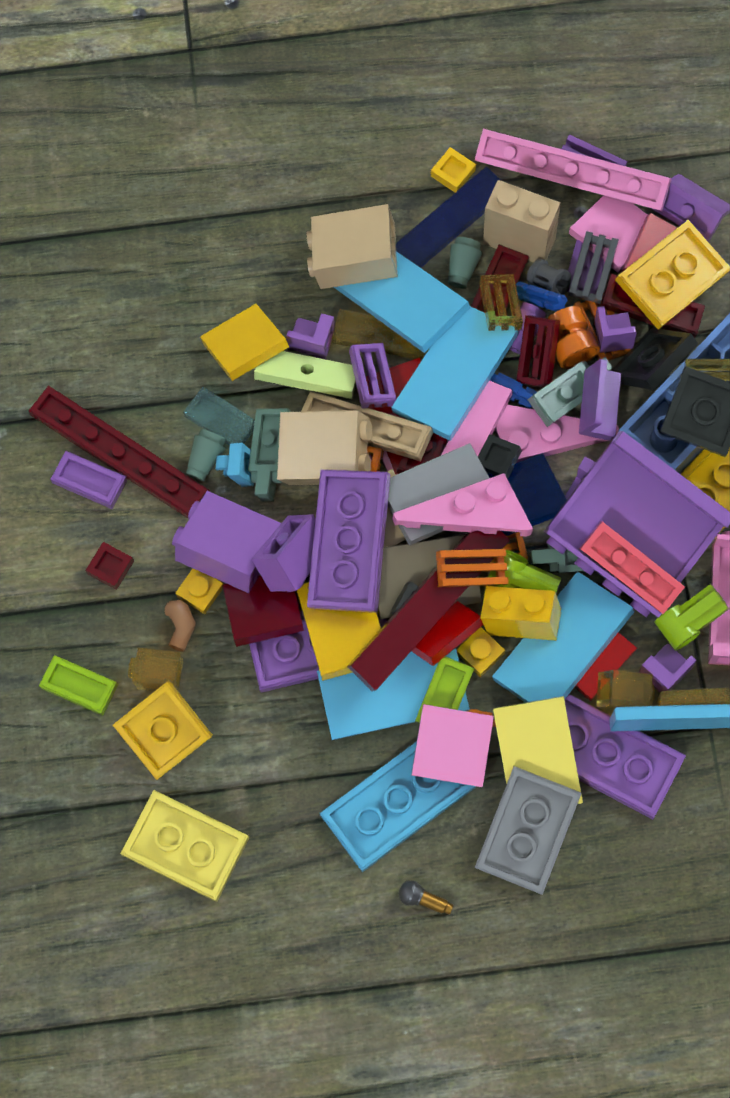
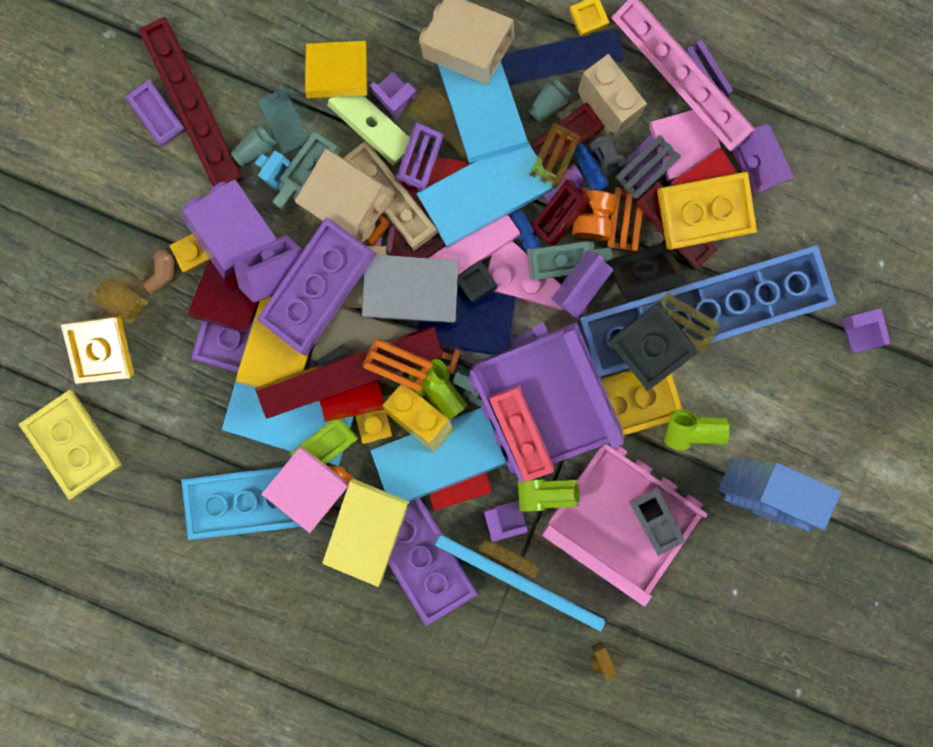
camera: 25 degrees right, 15 degrees up
(78, 685) = (58, 275): lime tile -> none
(109, 565) = (131, 194): dark red plate -> none
(413, 894) = (216, 579): piece -> none
(478, 507) = (433, 320): bright pink wing -> none
(528, 830) = (325, 582): light grey tile -> none
(614, 331) = (630, 230): medium lavender panel -> none
(624, 689) = (460, 522): clear yellow brick -> none

